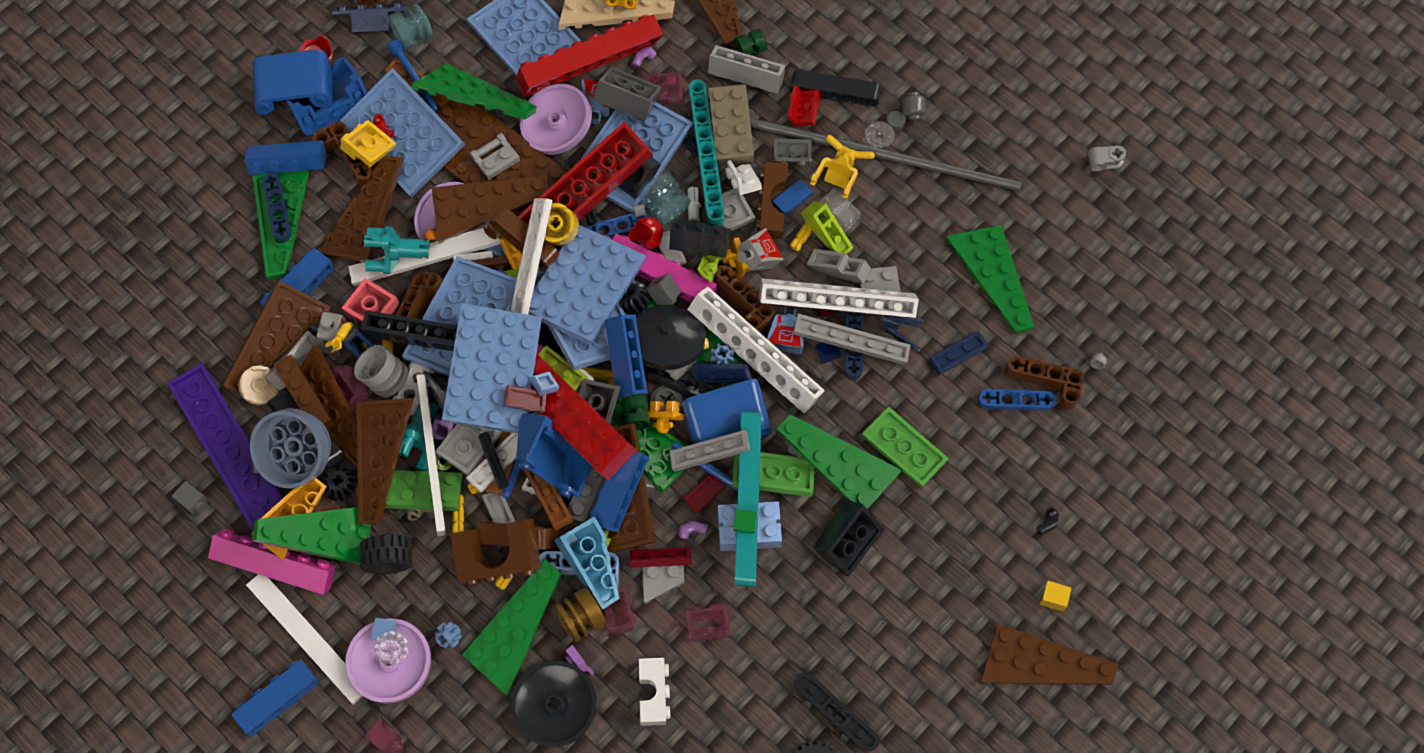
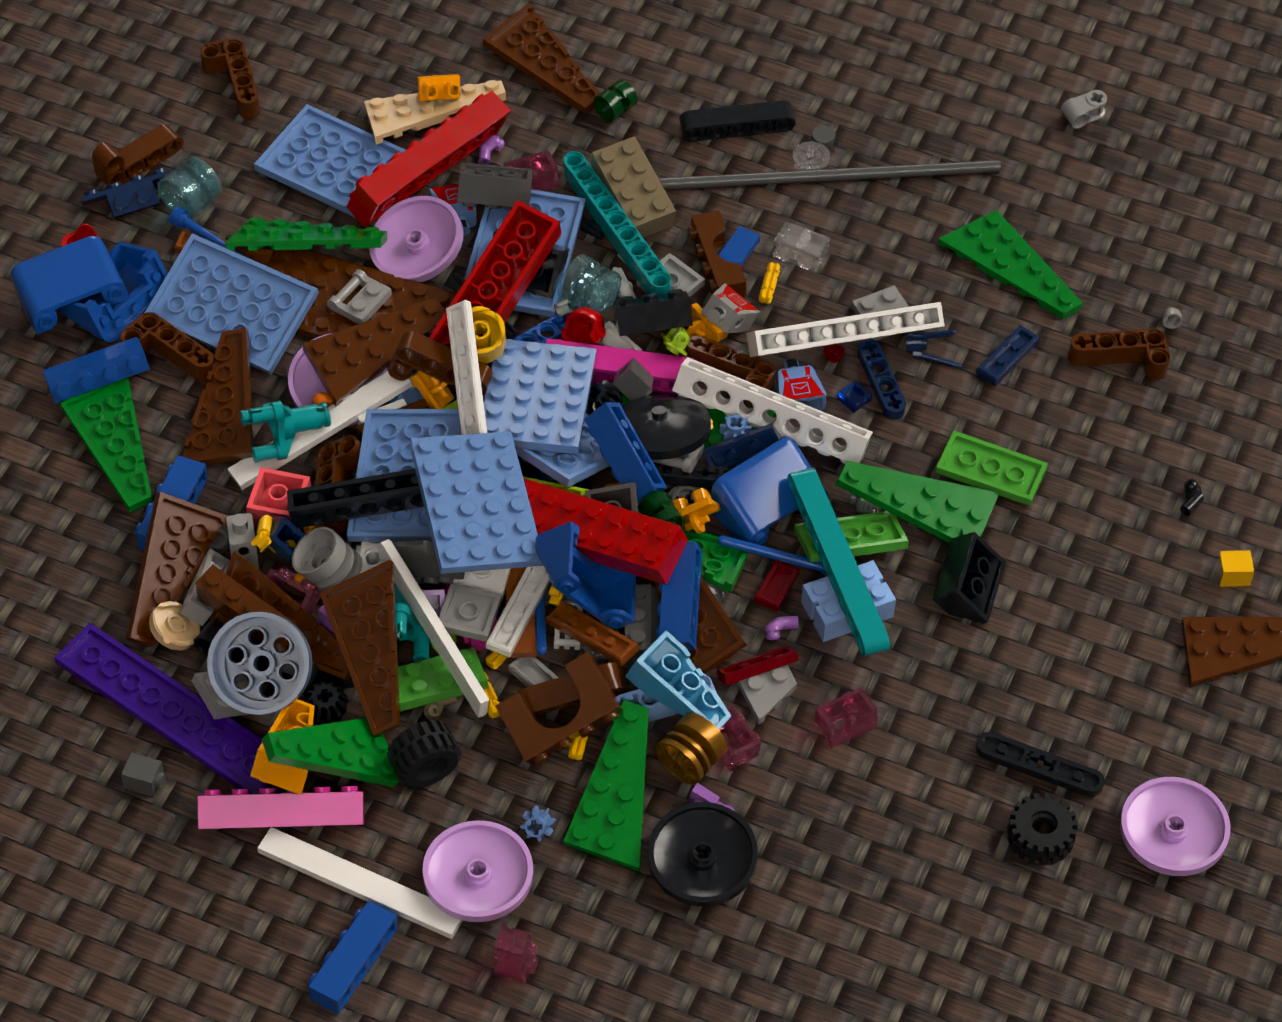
camera: 20 degrees left, 15 degrees down
(279, 206) = (111, 425): dark blue beam -> none
(367, 143) = (196, 321): yellow plate -> none
(379, 122) = (204, 304): red arm -> none
(381, 626) = (459, 835): medium blue tile -> none
(396, 640) = (474, 861): clear gear -> none
(493, 460) = (513, 612): black axle -> none
(524, 399) = (530, 519): dark red tile -> none
(544, 383) = (548, 498): medium blue tile -> none
(653, 672) = (808, 789): white arch -> none
(709, 450) = (769, 525): light grey tile -> none
(743, 178) = (671, 241): white bracket -> none
(744, 521) = (848, 580): green tile -> none
(746, 69) = (616, 125): light grey brick -> none
(793, 151) = (719, 196): dark grey bracket -> none
(803, 107) = (709, 150): red bracket -> none
(826, 227) = (796, 265): lime slope -> none
(839, 265) = (828, 302): light grey slope -> none
(841, 167) = (783, 198): yellow piece -> none
(851, 339) = (879, 370): light grey plate -> none
(913, 106) = (838, 114): dark grey head -> none
(1017, 403) = (1099, 387): blue beam -> none

